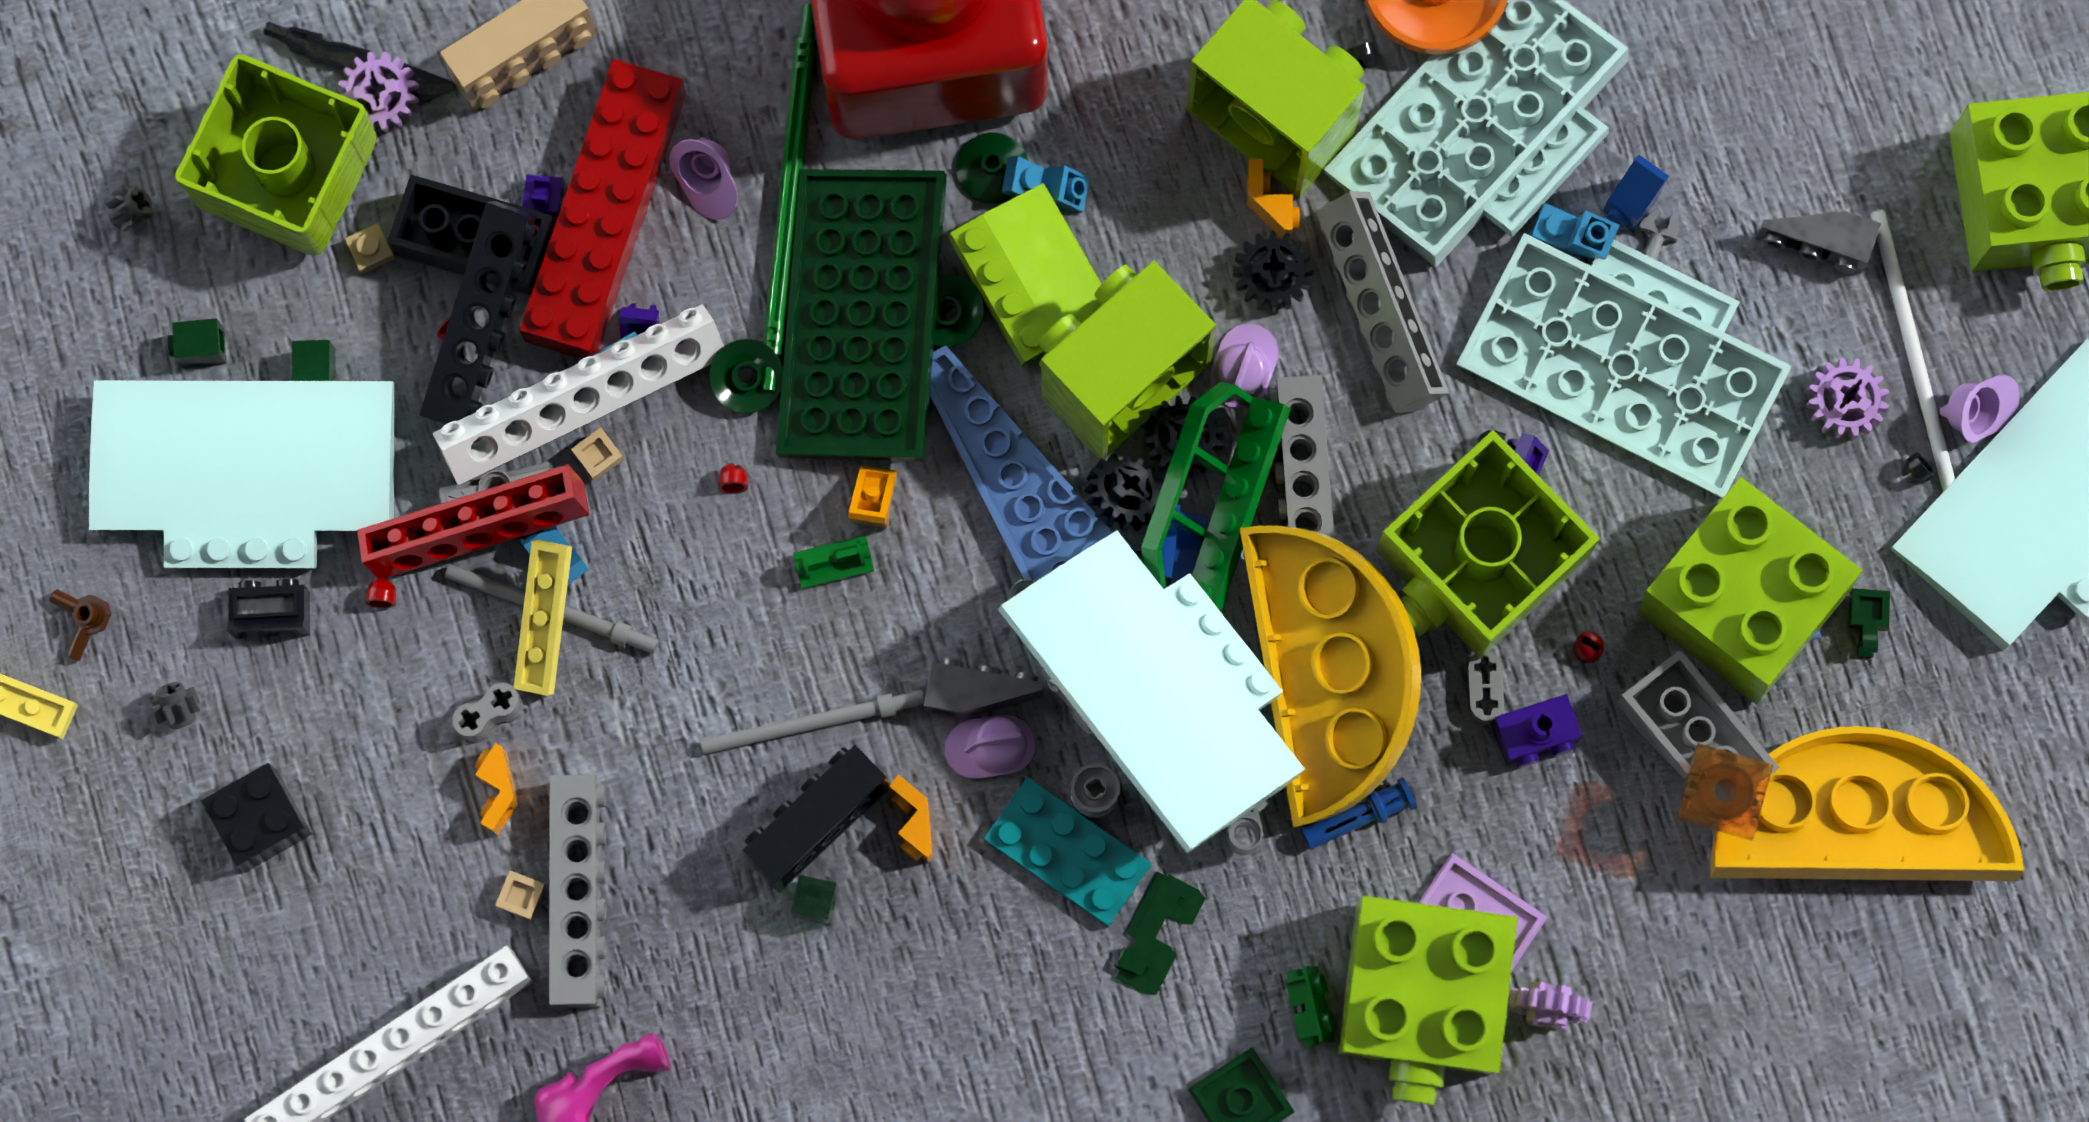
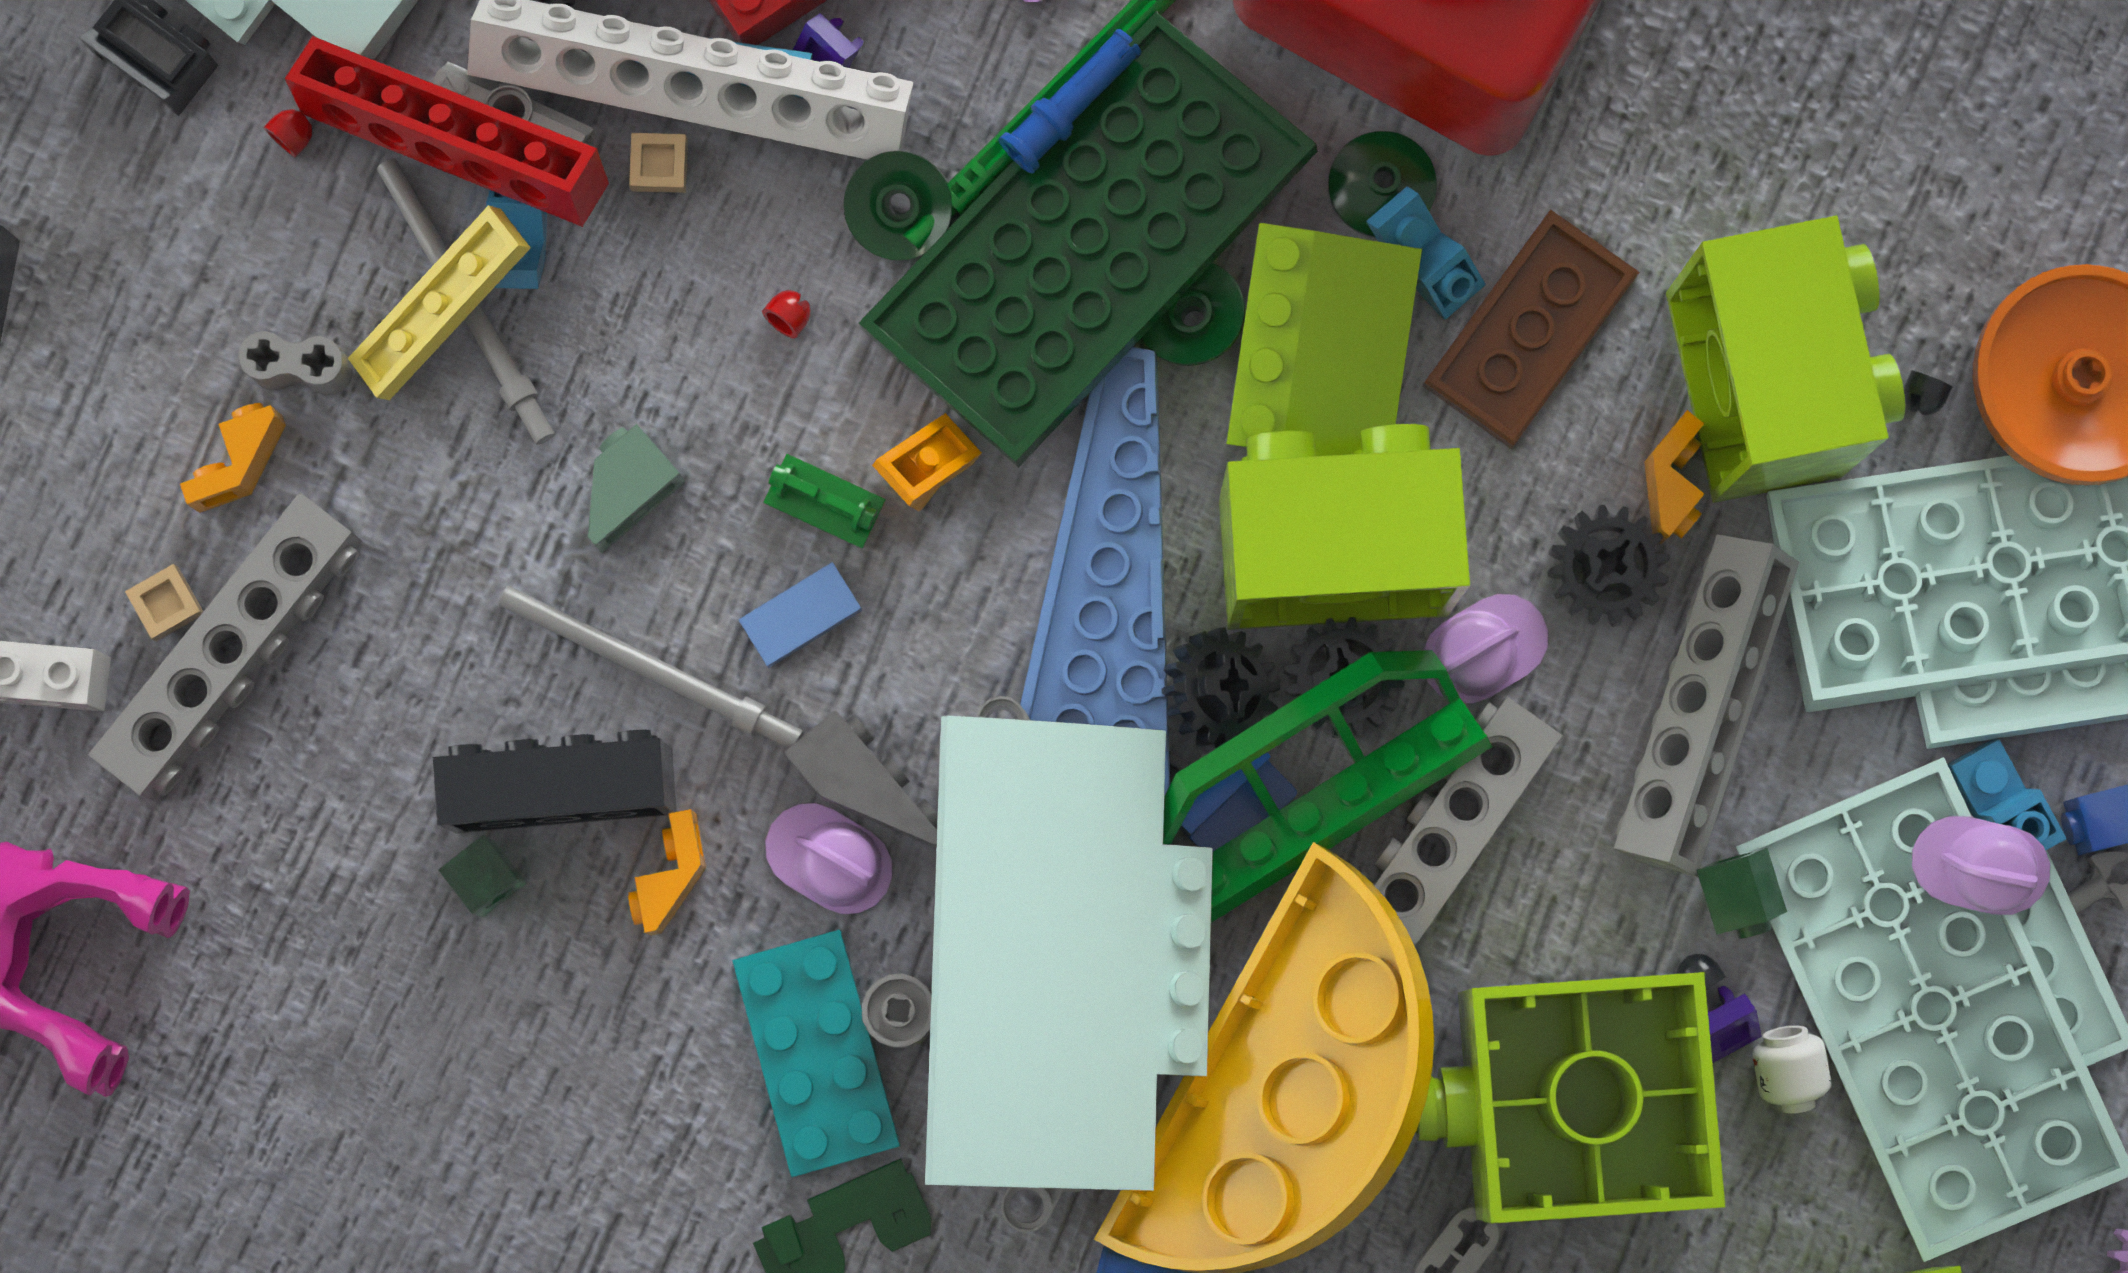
camera: 40 degrees right, 5 degrees up
(722, 632) = (627, 484): none -> sand green slope
(793, 265) = (1053, 118): none -> blue pin
(870, 631) = (800, 615): none -> medium blue tile
(1132, 182) = (1530, 329): none -> reddish brown tile
(1479, 383) = (1742, 893): none -> dark green brick
(1577, 453) = (1791, 1068): none -> white head
(1587, 272) = (1981, 865): none -> lavender piece

